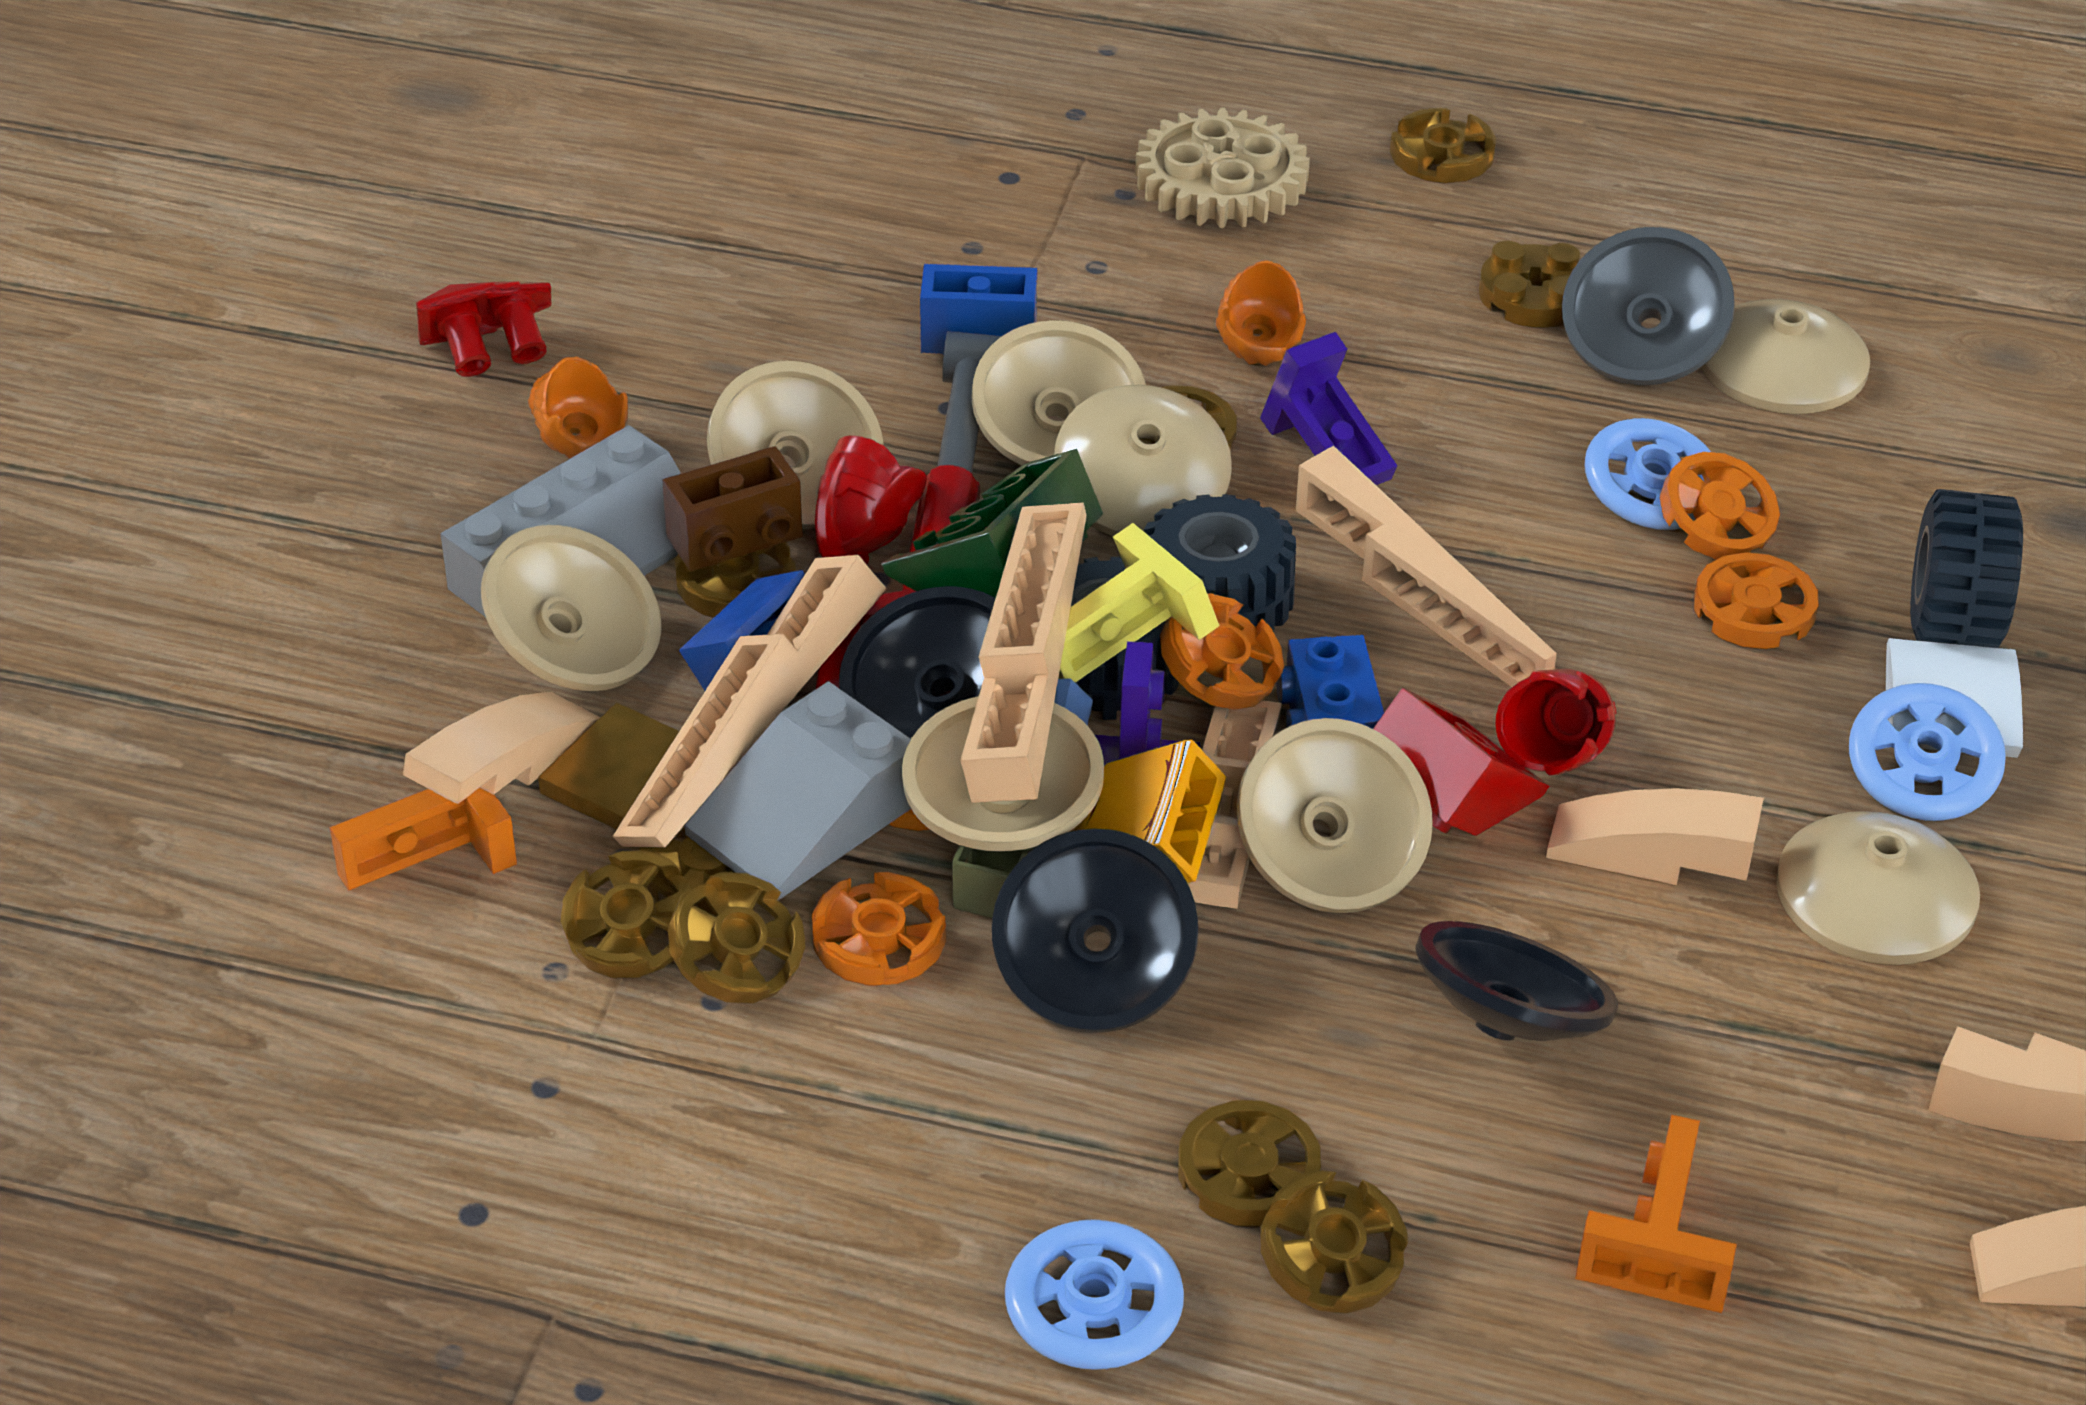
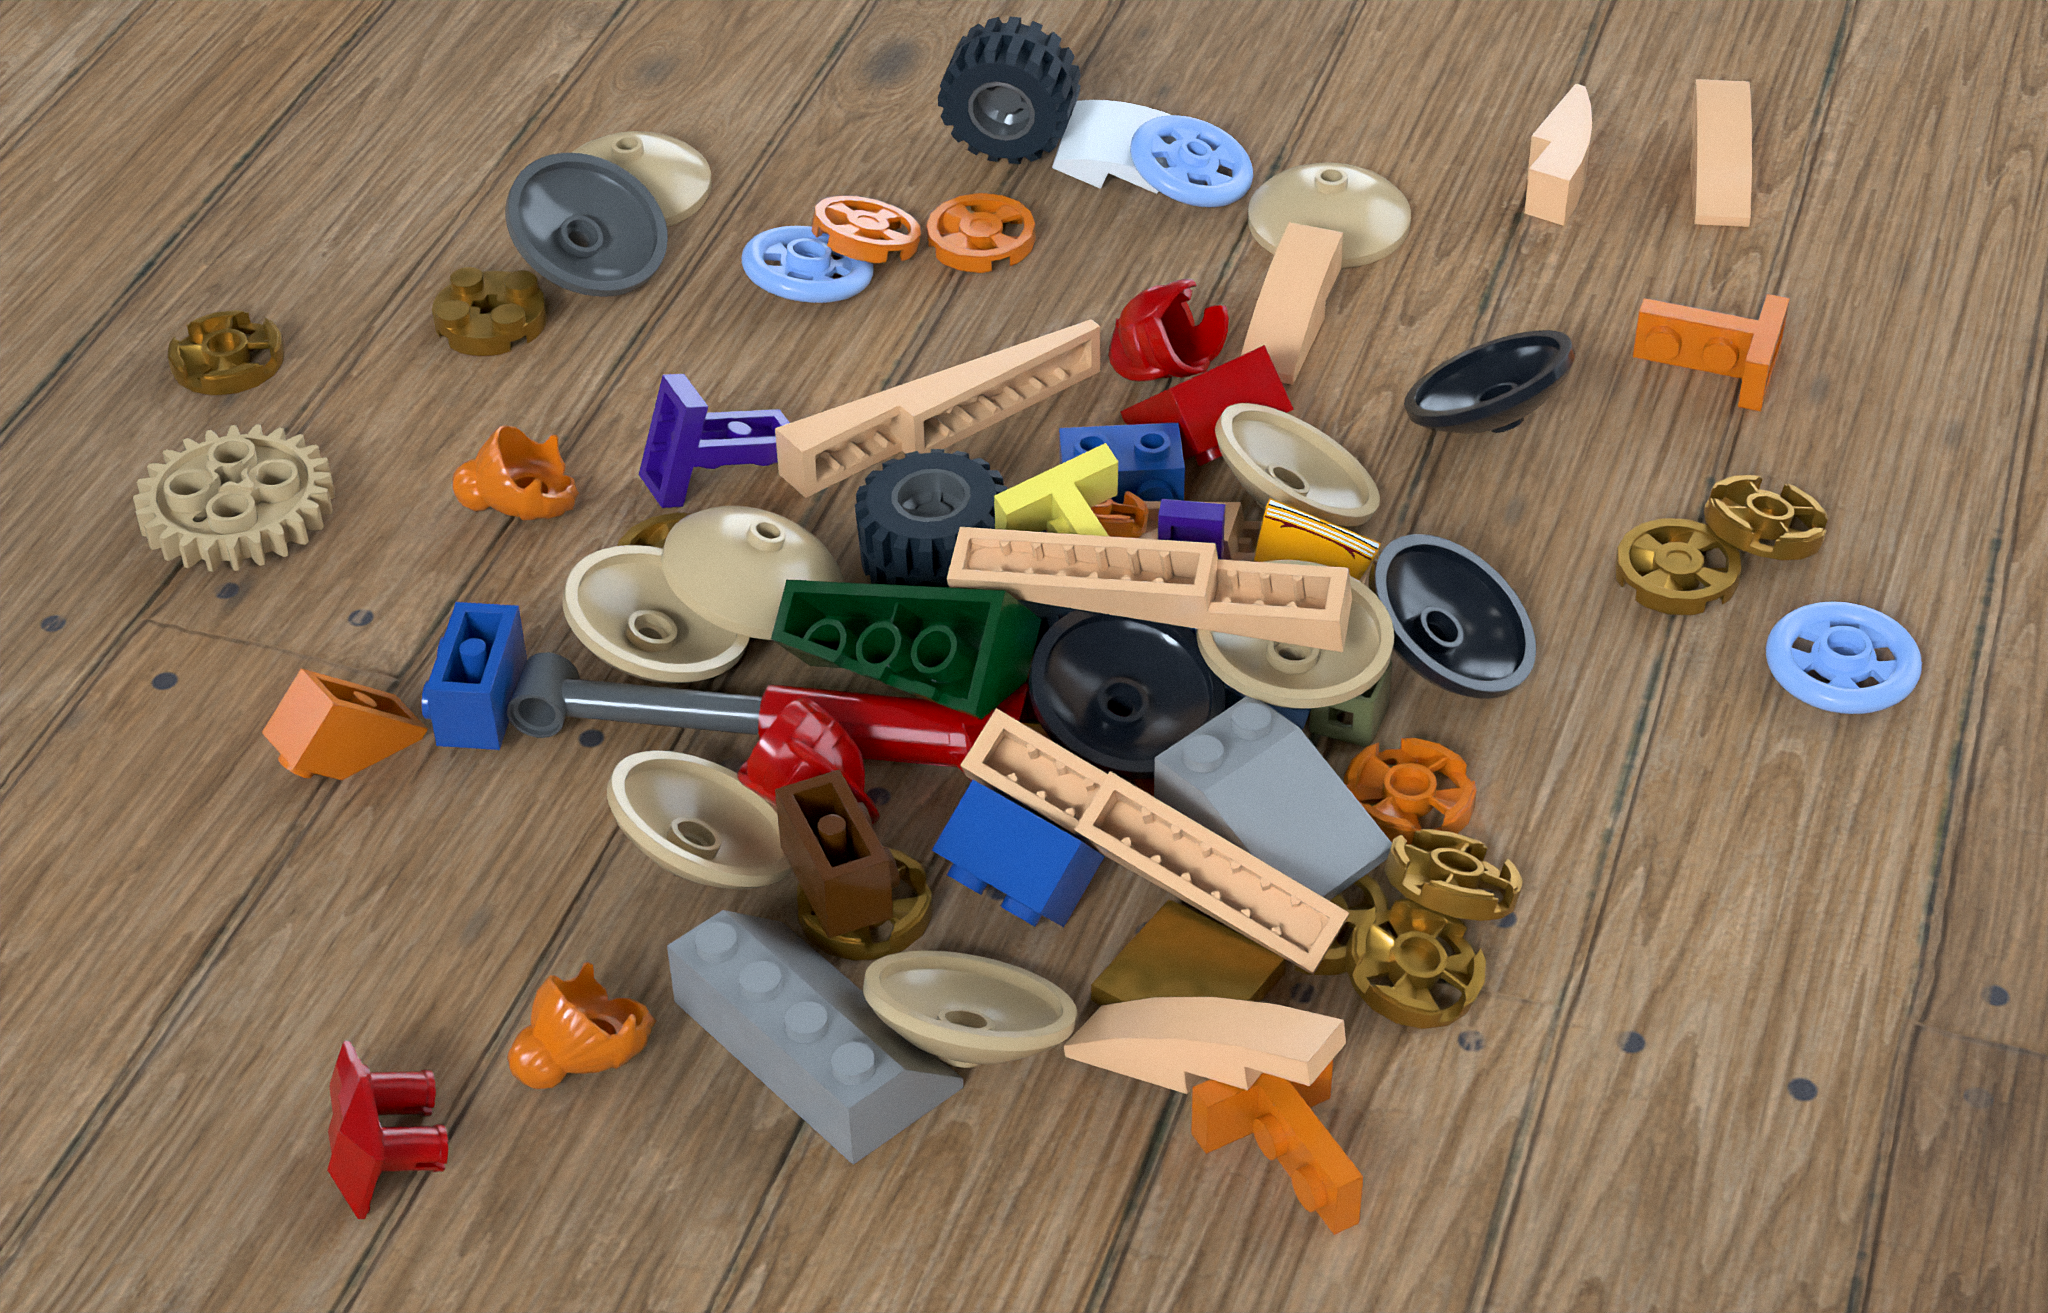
camera: 85 degrees left, 0 degrees up
(918, 238) = (338, 726): none -> orange slope

